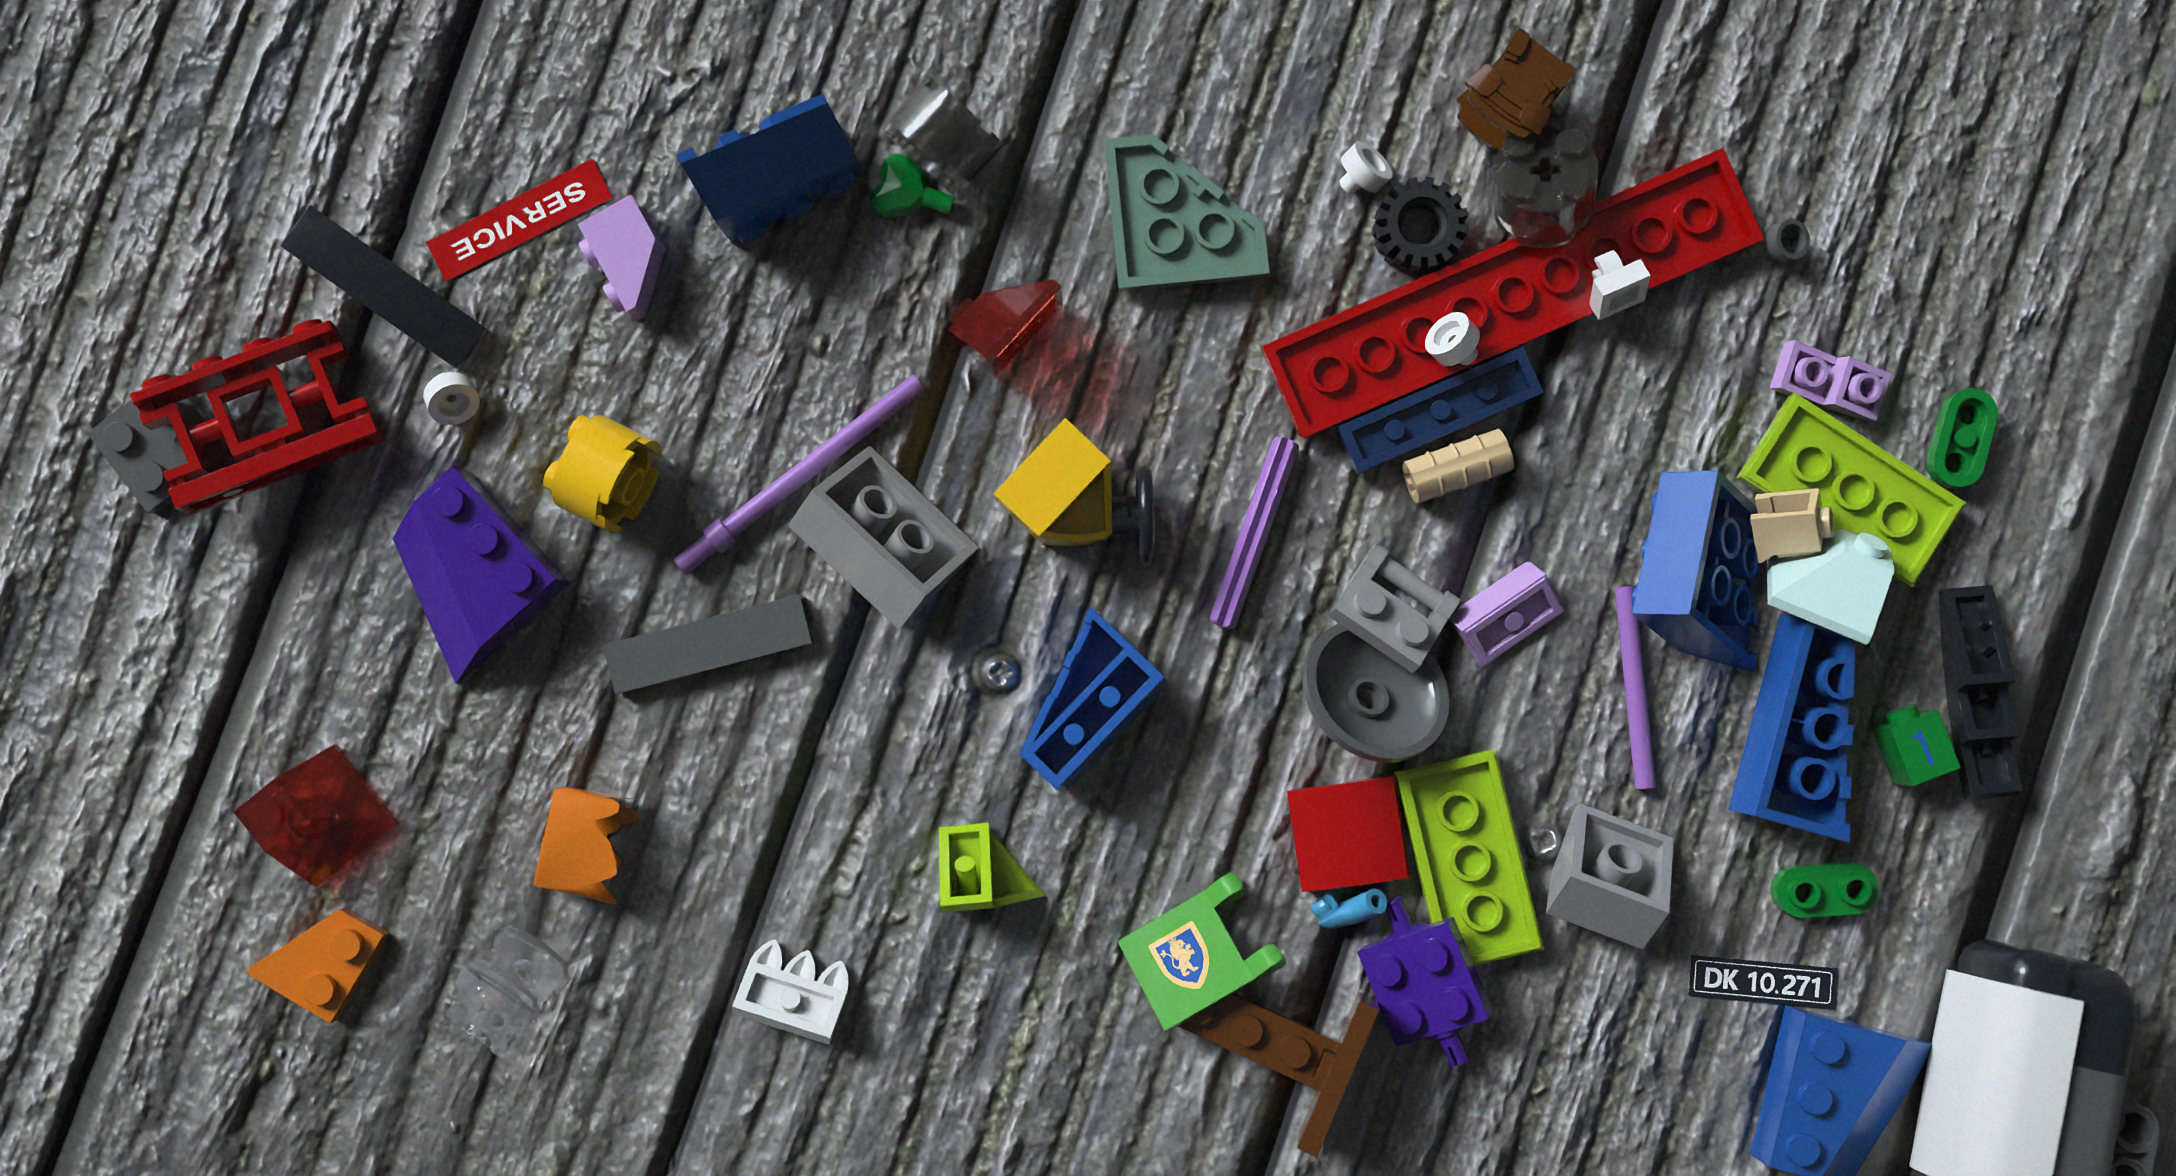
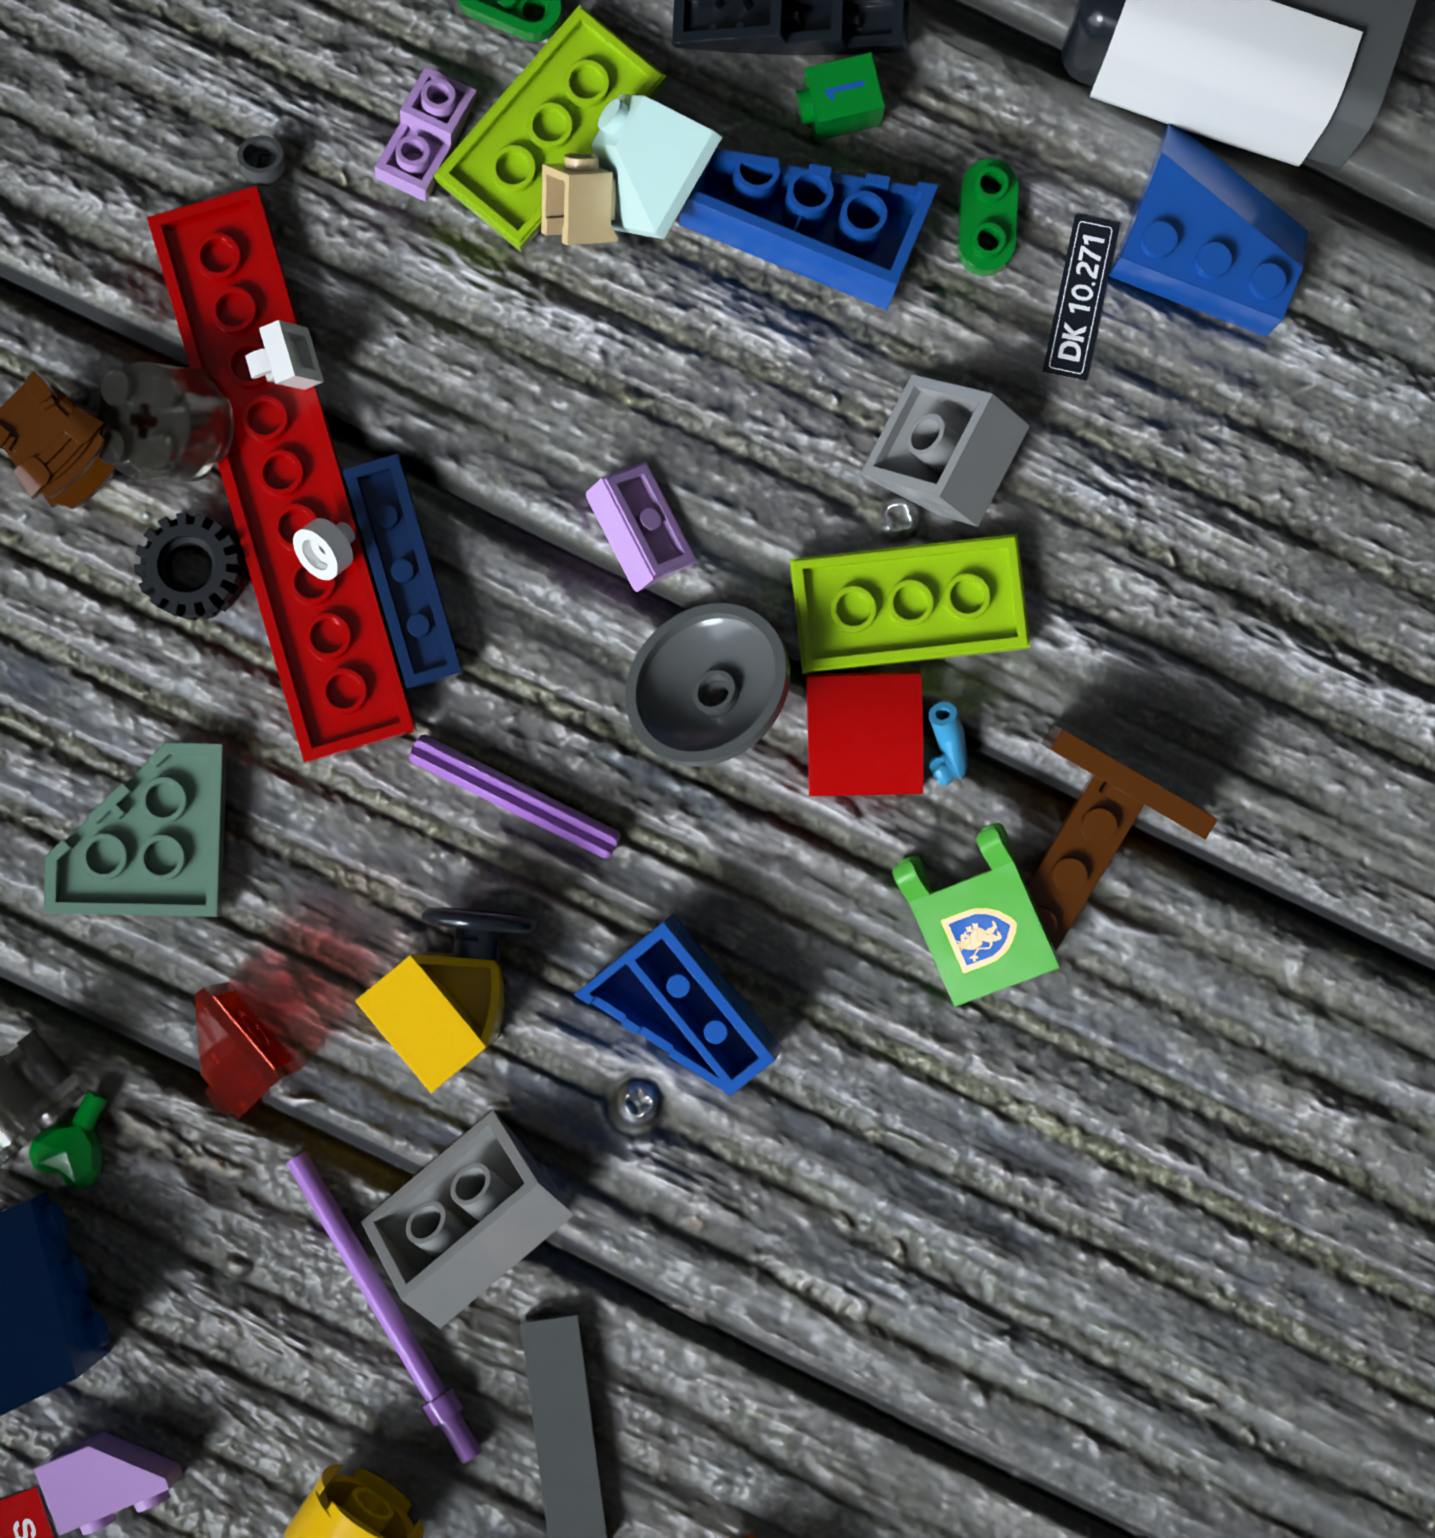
camera: 85 degrees left, 0 degrees up
(791, 996) = (974, 1383): white plate -> none
(979, 871) = (857, 1154): lime slope -> none
(1364, 169) = (117, 621): white tile -> none
(1387, 620) = (632, 659): light grey plate -> none
(1425, 982) = (1038, 669): dark purple plate -> none
(1457, 466) = (468, 559): tan axle -> none
(1635, 690) = (739, 394): medium lavender bar -> none
(1700, 568) = (616, 306): blue wedge -> none

